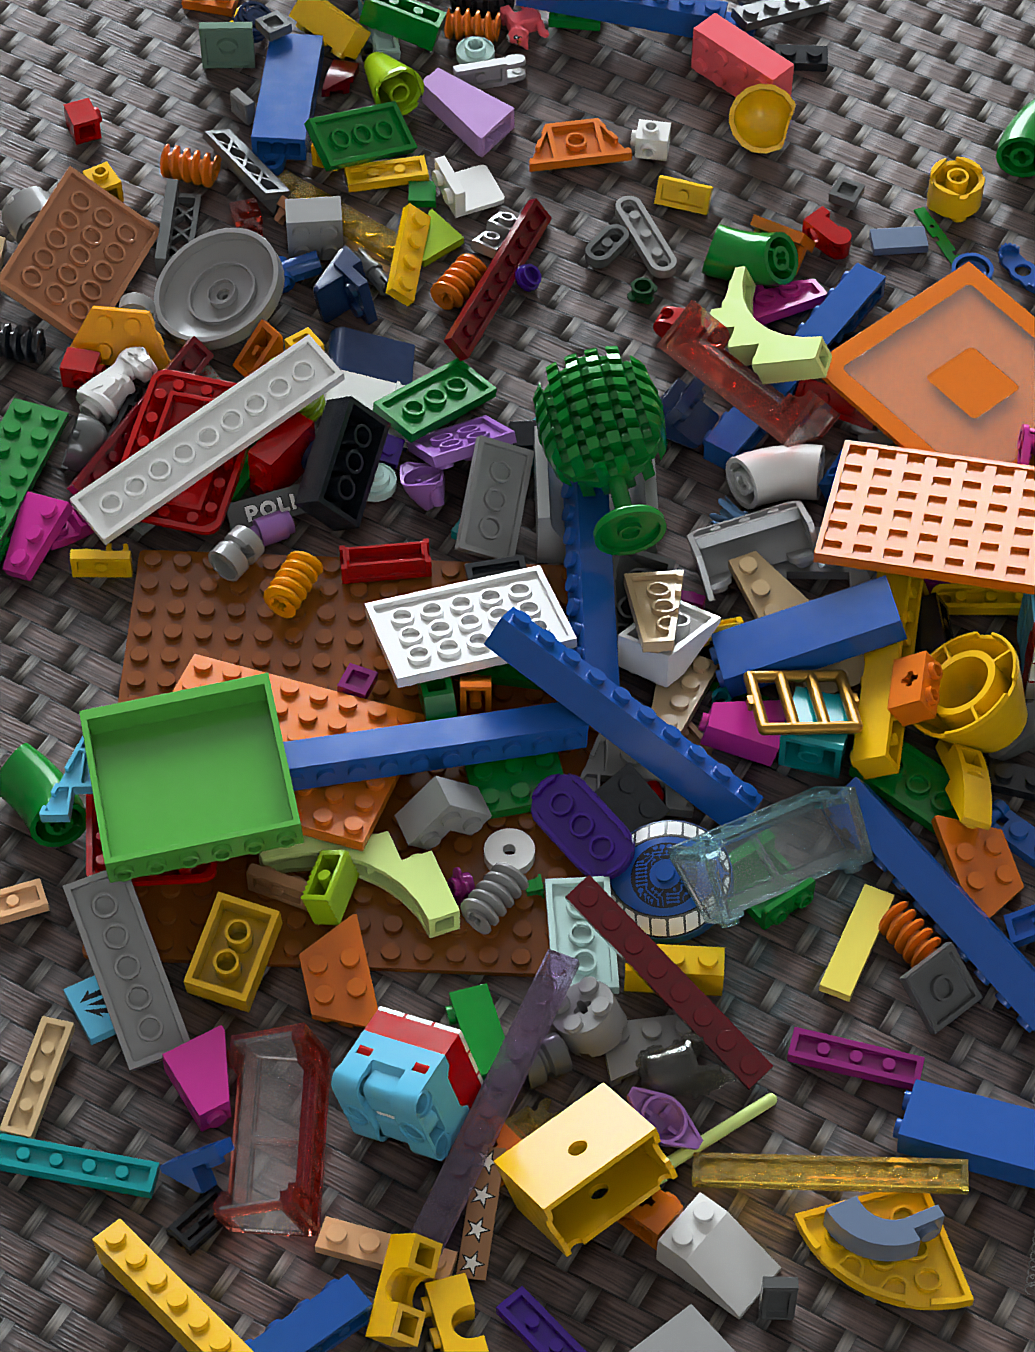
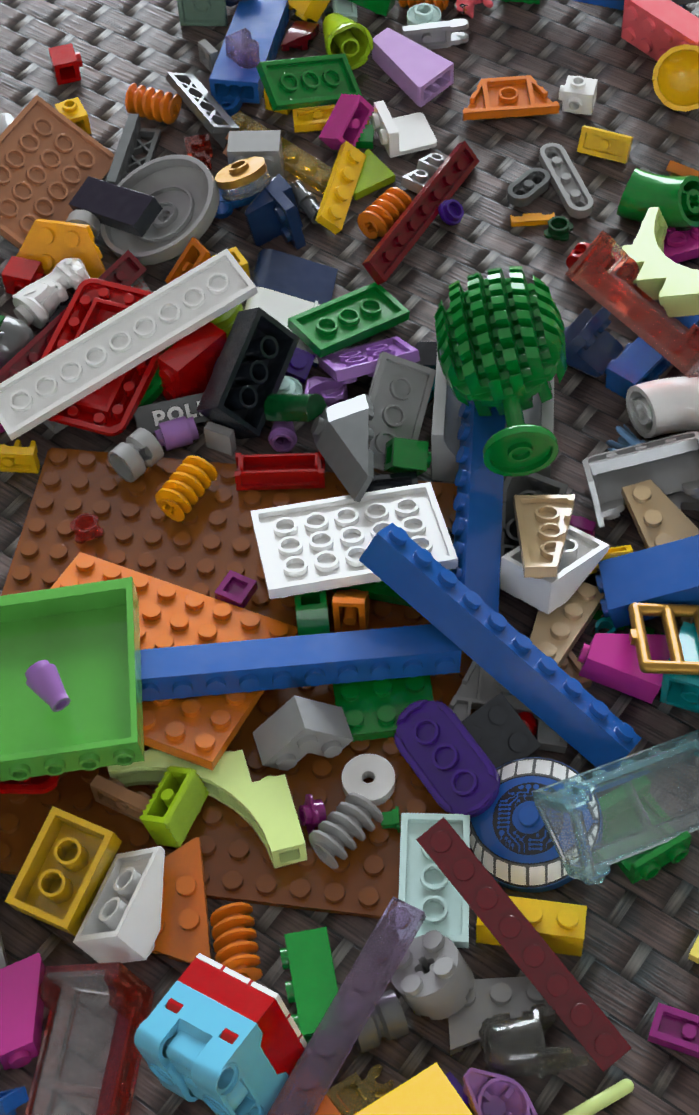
camera: 10 degrees right, 0 degrees up
(172, 286) = (117, 205): none -> black piece
(199, 624) = (89, 522): none -> clear red plate
(205, 776) = (47, 684): none -> medium lavender cone
(287, 103) = (245, 49): none -> clear purple leg
(298, 979) = (126, 909): none -> white slope
(307, 252) = (243, 178): none -> pearl gold piece
(318, 531) = (220, 438): none -> light grey tile
(381, 523) = (282, 436): none -> medium lavender cone
(393, 496) = (293, 407): none -> dark green brick
(399, 992) = (235, 938): none -> orange piece
(406, 180) = (346, 121): none -> dark pink brick
(451, 527) = (344, 442): none -> dark grey wedge
(512, 539) = (407, 456): none -> green brick
(612, 281) = (530, 219): none -> light orange piece

